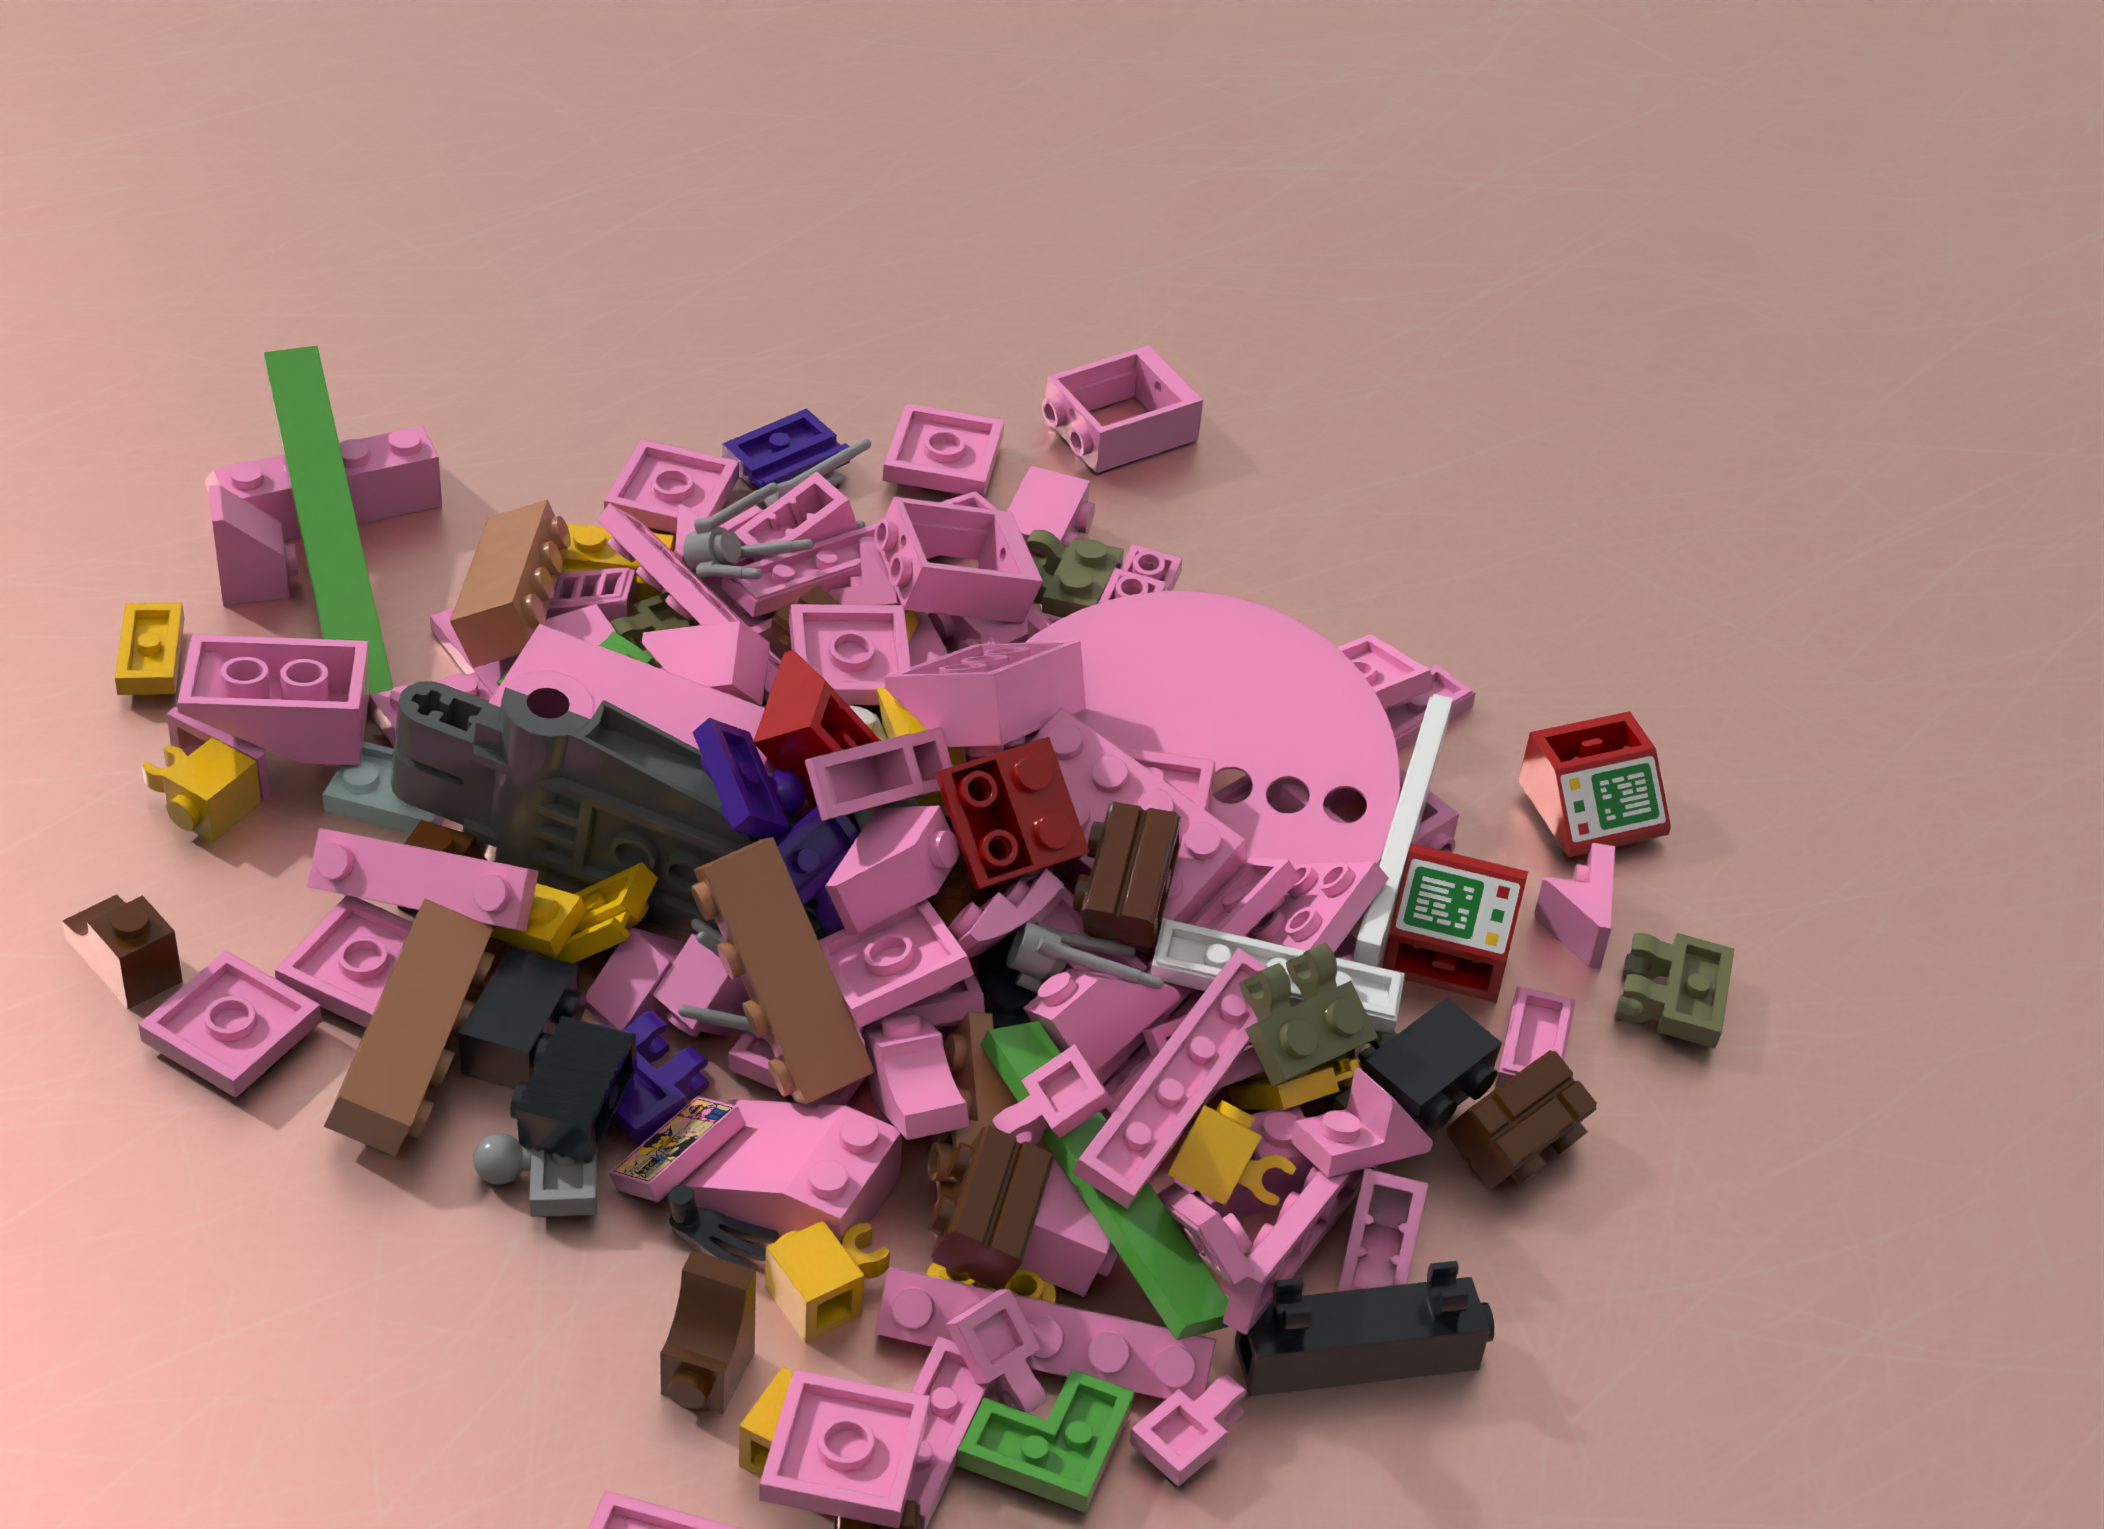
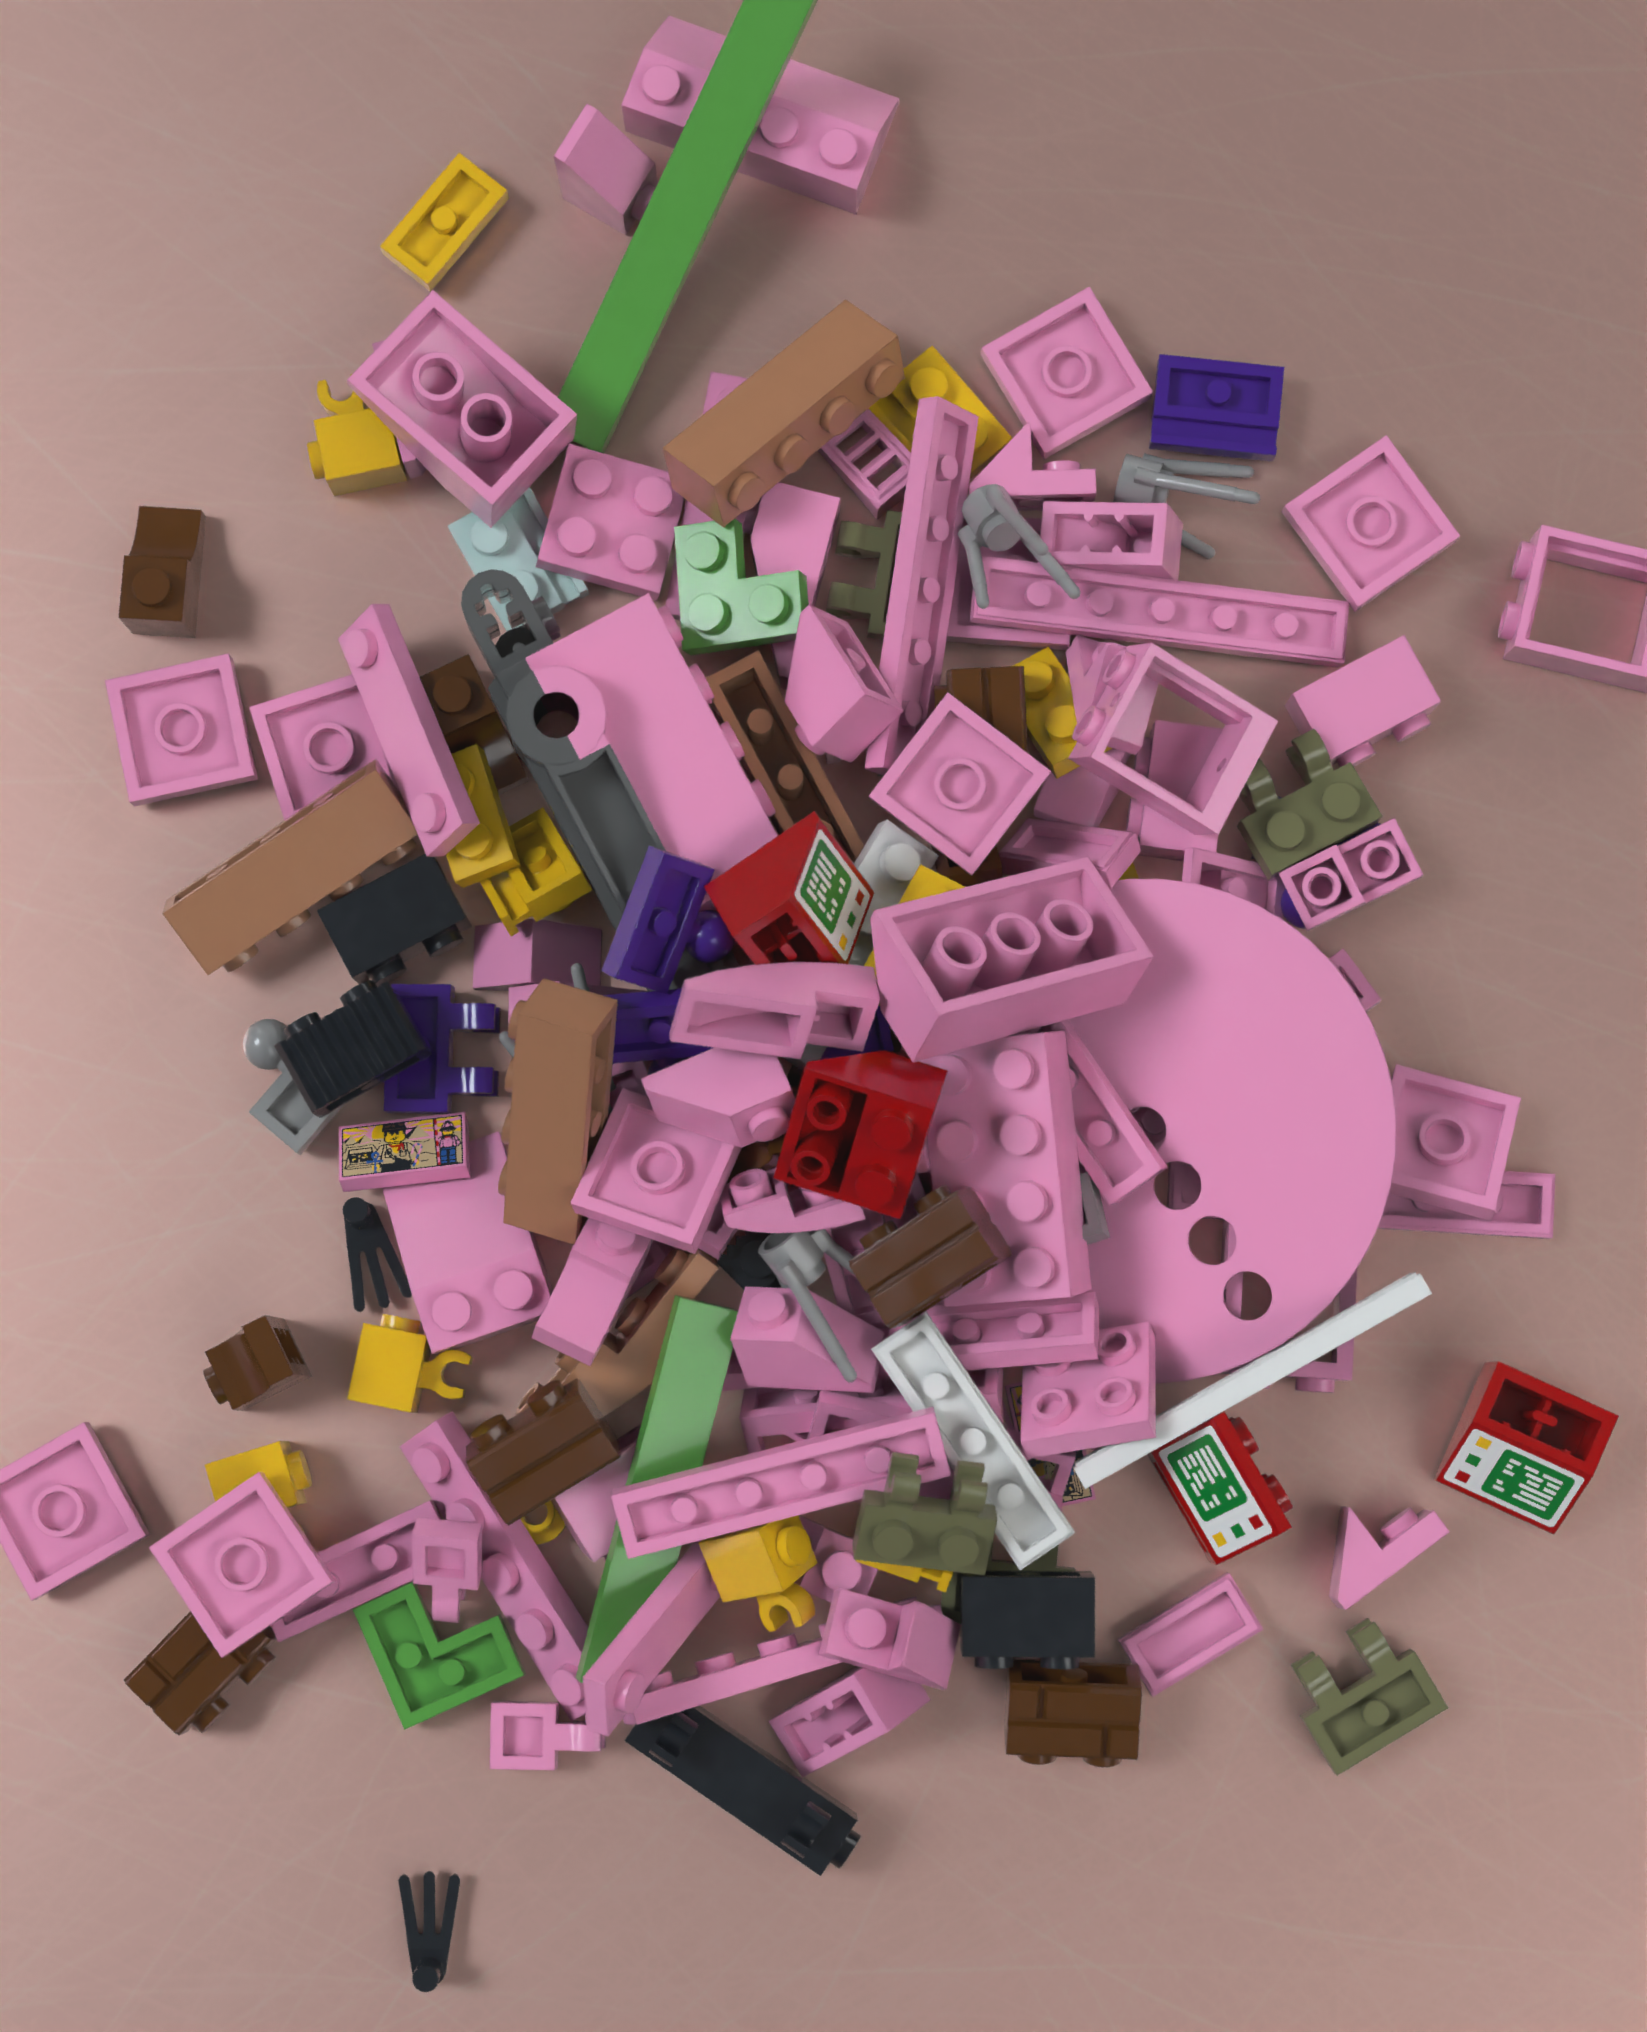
camera: 50 degrees right, 40 degrees up
(1060, 1096) = (663, 1417): bright pink plate -> none

